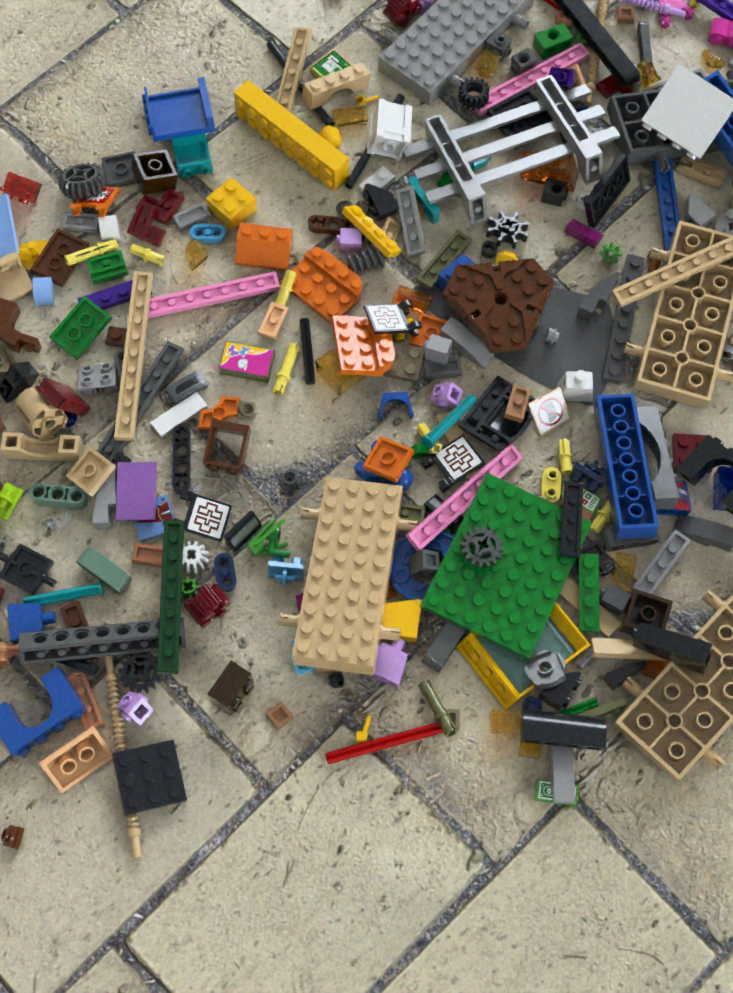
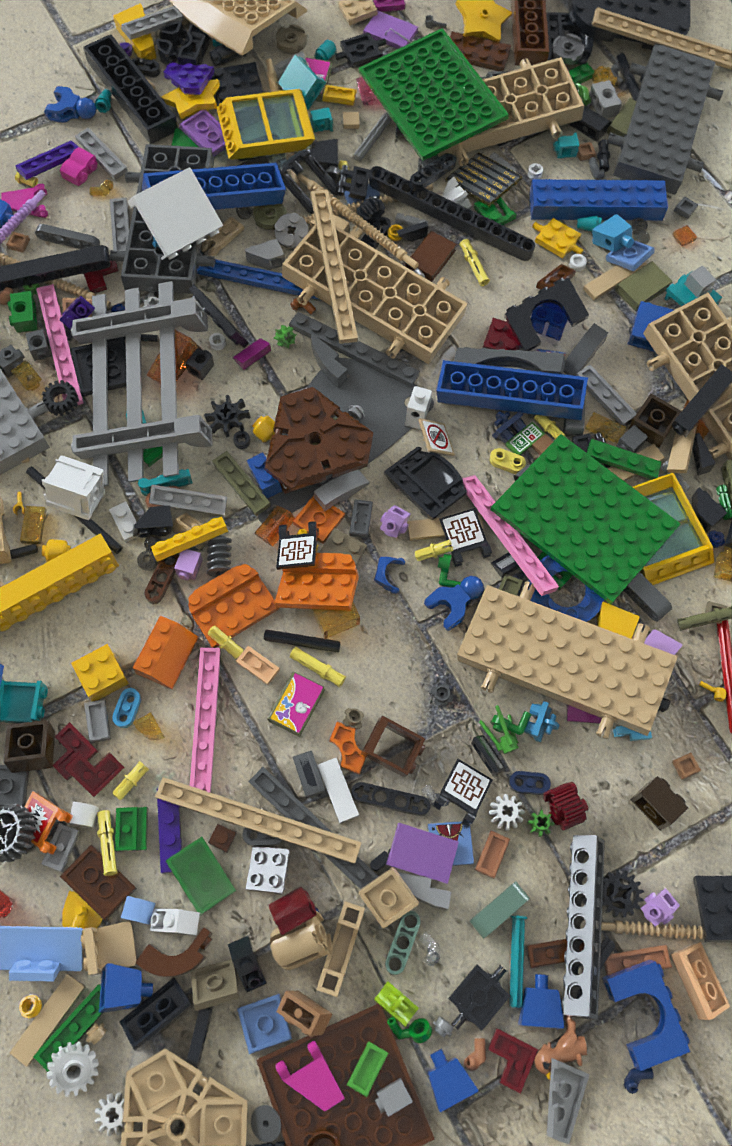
camera: 75 degrees left, 0 degrees up
(39, 319) = (175, 921): none -> white slope
(170, 598) = (557, 839): dark green tile -> none
(388, 459) = (453, 591): orange tile -> none
(424, 563) = (568, 588): dark grey brick -> none
(429, 439) = (426, 525): teal axle -> none
(437, 349) = (344, 514): light grey brick -> none
(488, 551) = (571, 537): dark grey gear -> none
(517, 403) = (423, 460): medium nougat plate -> none
(548, 679) = (700, 506): flat silver plate -> none
(565, 457) = (483, 439): light yellow axle -> none
(571, 520) = (558, 448): black tile -> none
(652, 77) = (106, 240): clear yellow brick -> none

